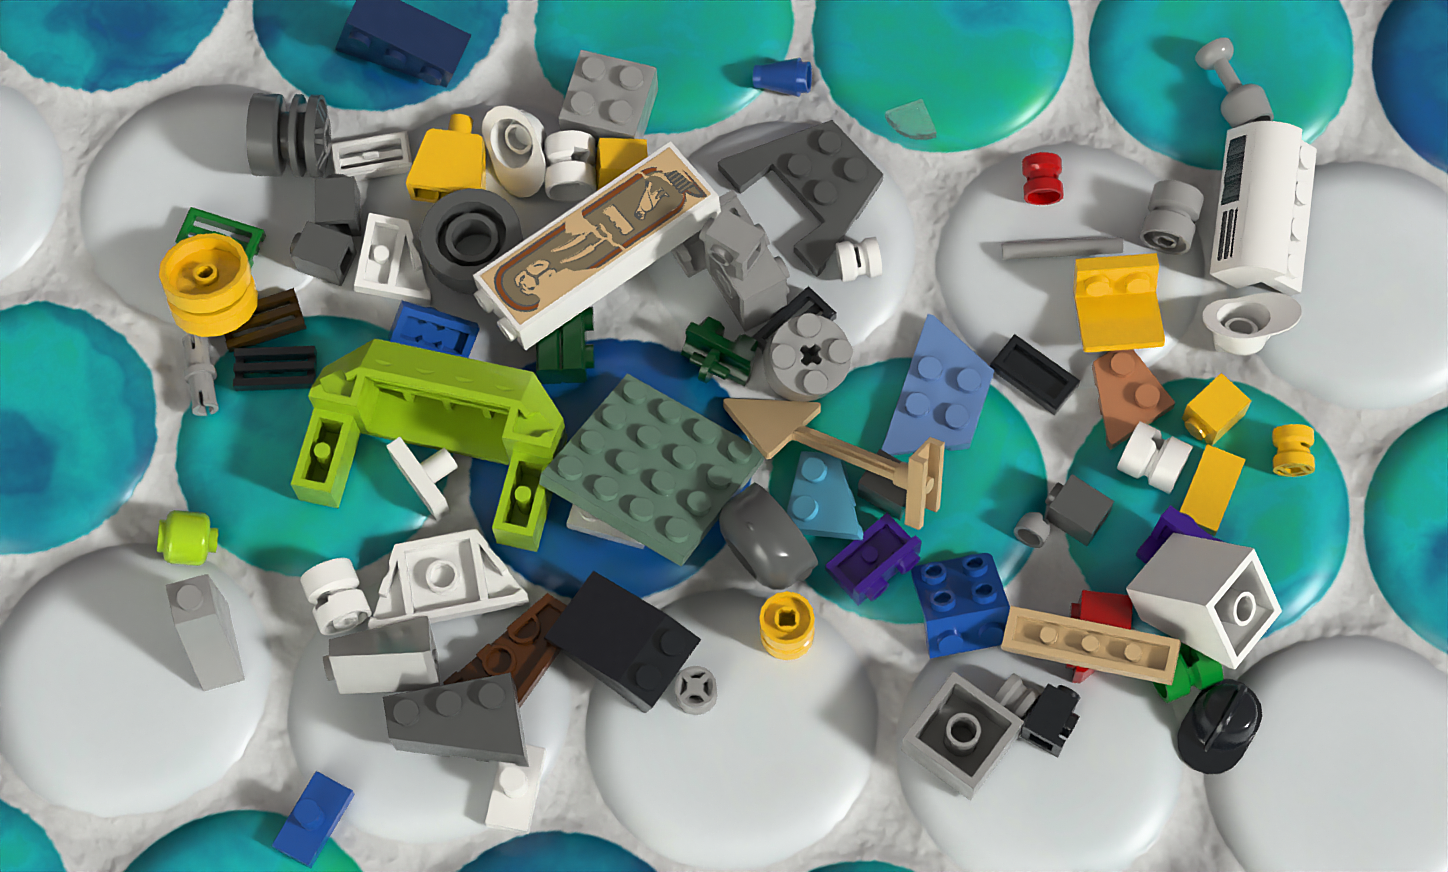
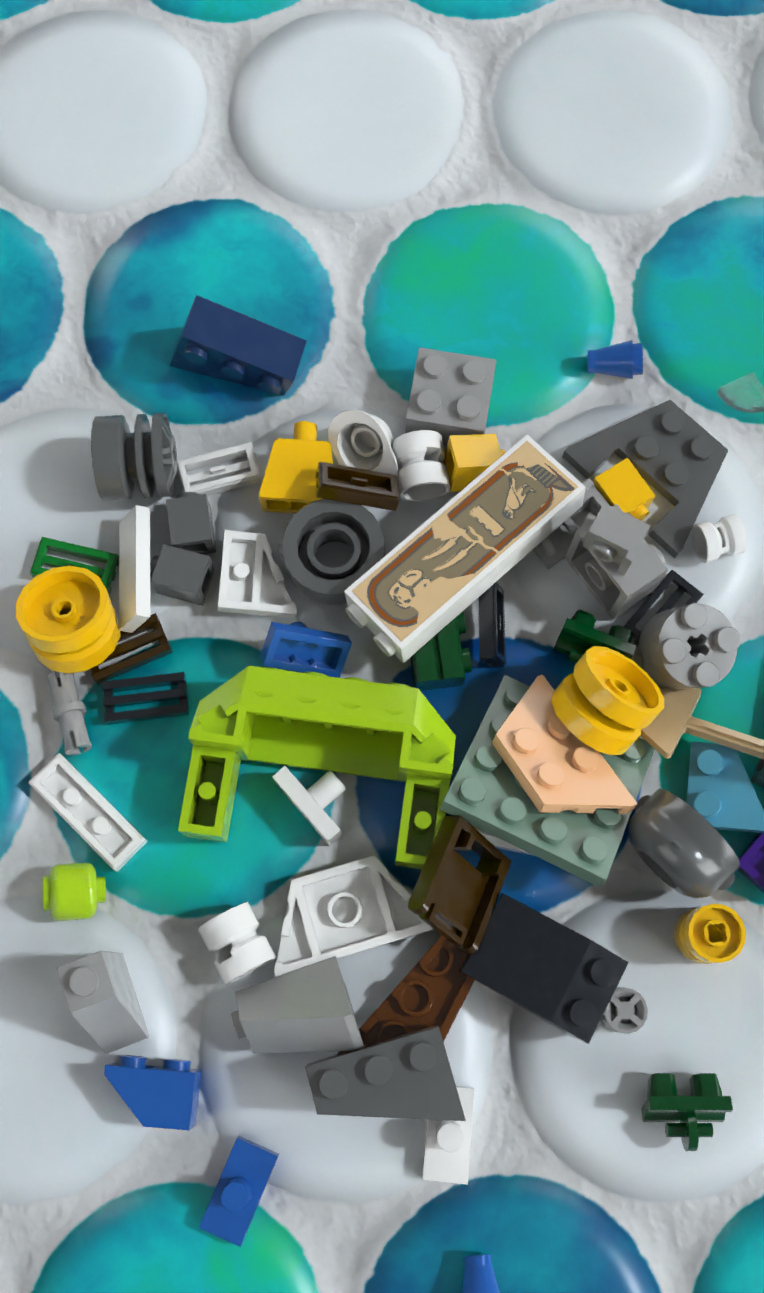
camera: 10 degrees left, 5 degrees up
(208, 469) = (88, 812): none -> white tile
(249, 724) = (157, 1094): none -> blue slope
(277, 243) = (134, 569): none -> white tile
(501, 179) = (357, 486): none -> dark brown tile
(543, 562) = (454, 893): none -> dark brown container
(620, 325) = (492, 626): none -> black tile
(657, 445) = (553, 763): none -> light nougat wing
(713, 397) = (607, 700): none -> yellow wheel
(742, 783) = (703, 1106): none -> dark green hips
(769, 207) = (625, 488): none -> yellow brick

